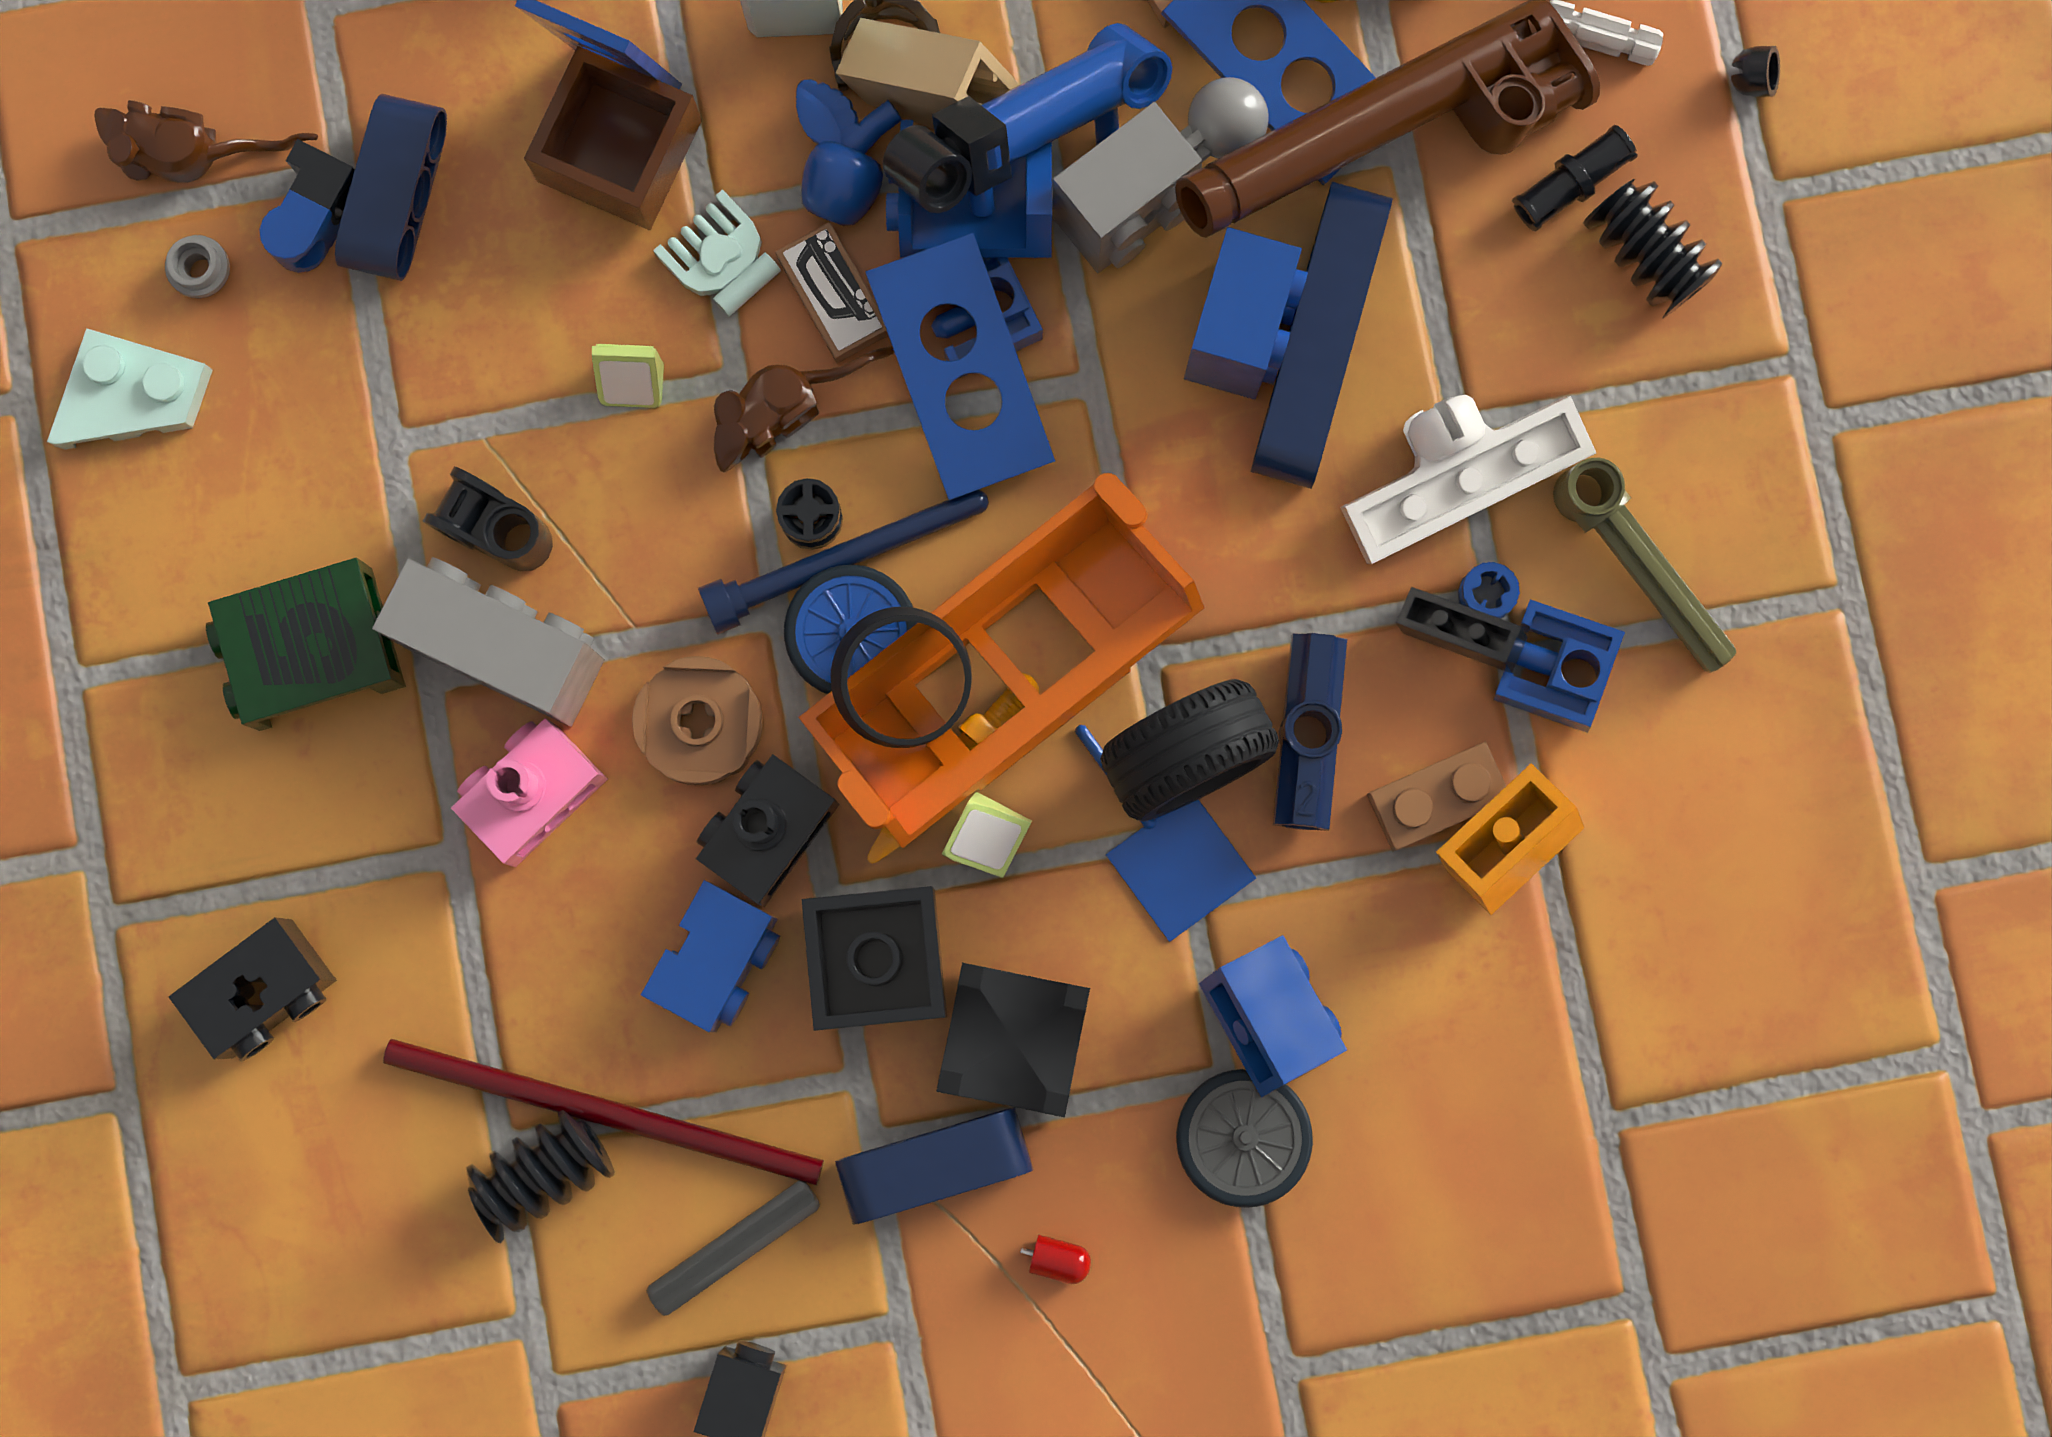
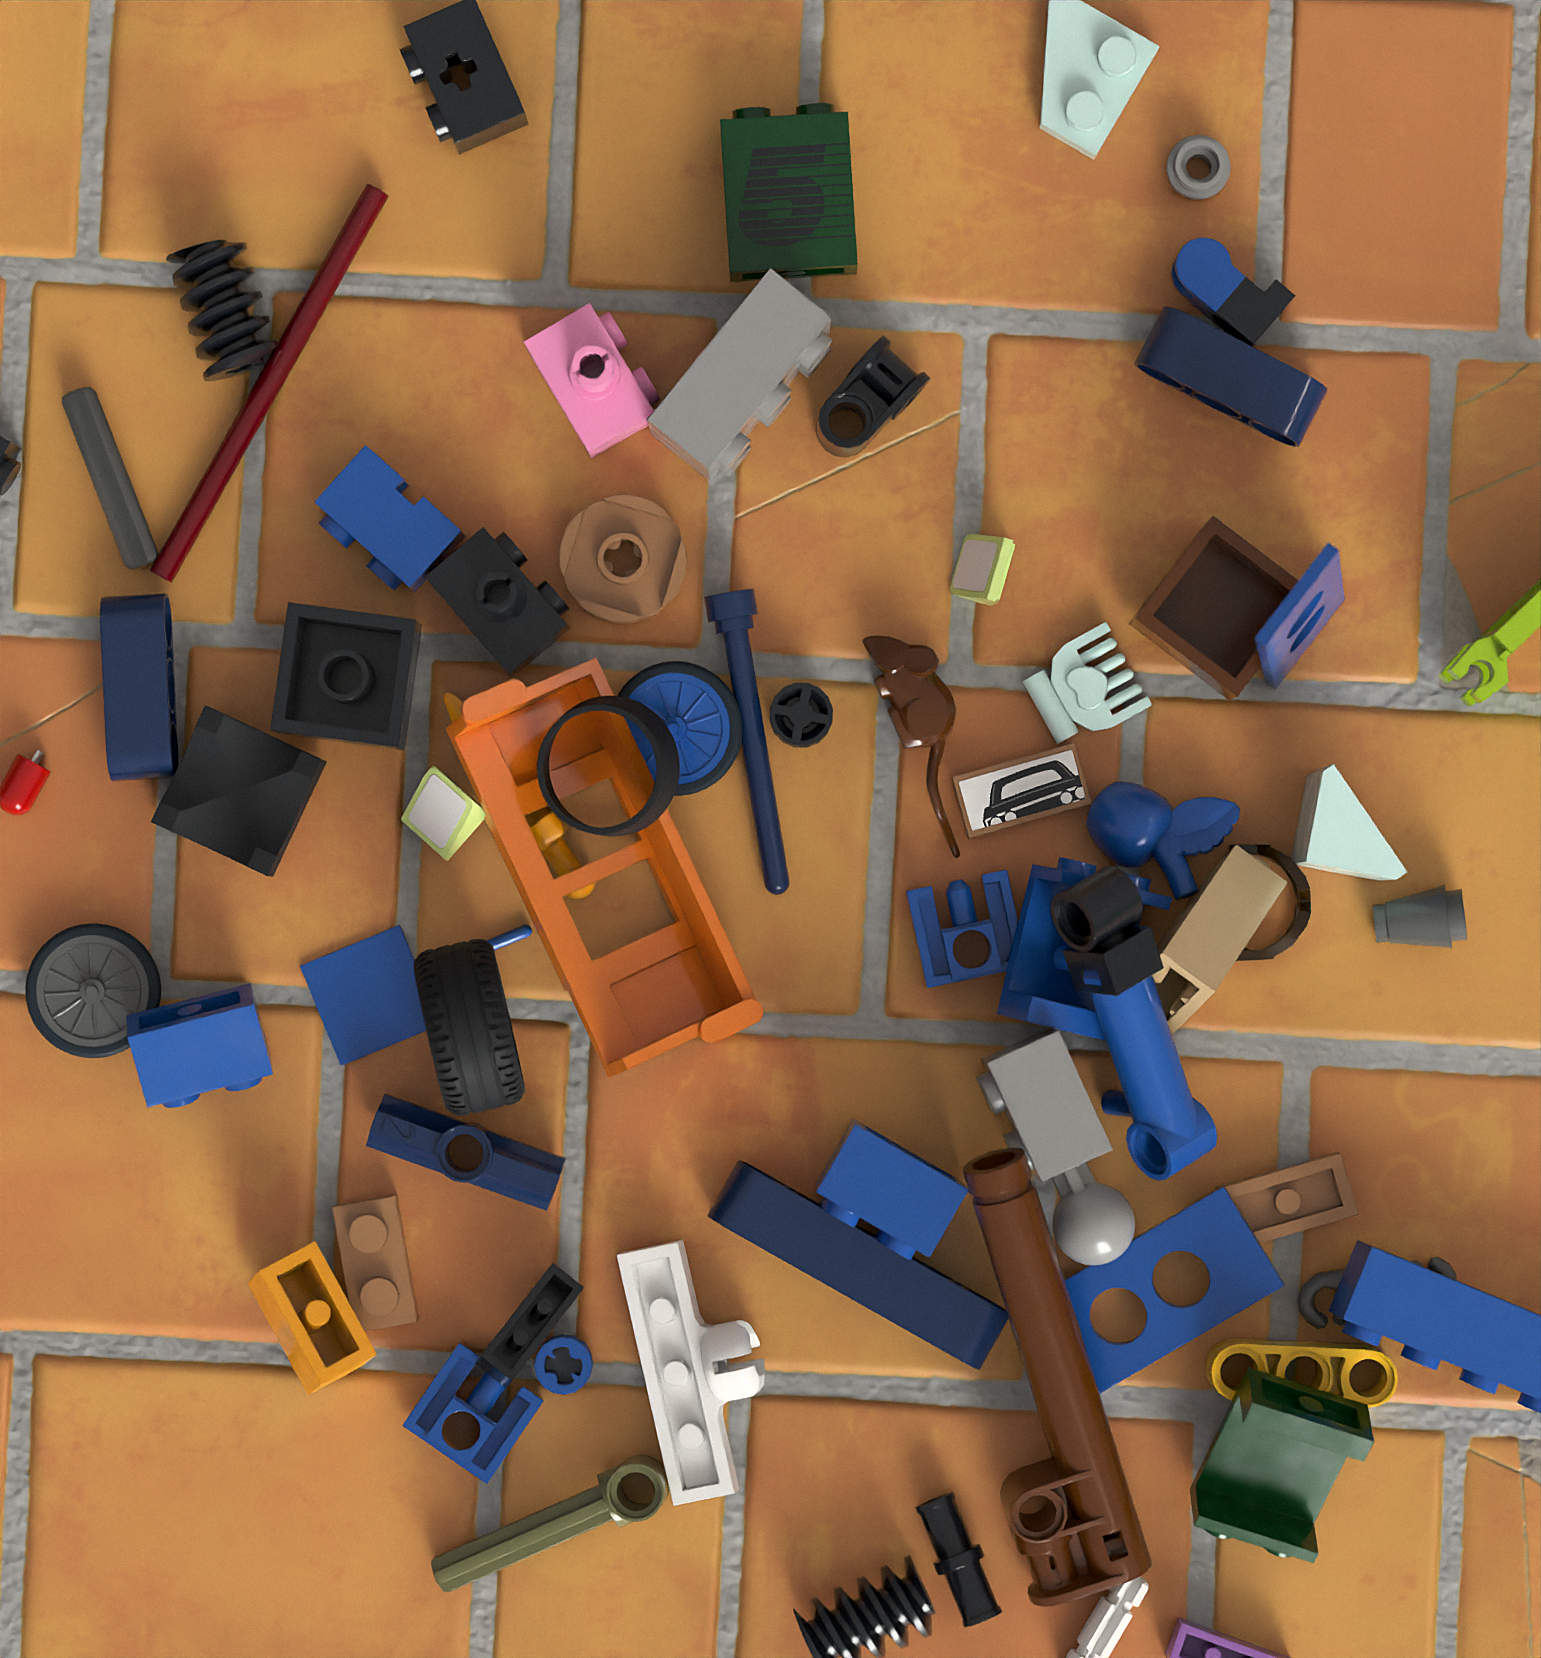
camera: 105 degrees right, 5 degrees up
(171, 142) = (1326, 168): reddish brown animal -> none
(958, 277) = (988, 858): blue piece -> none

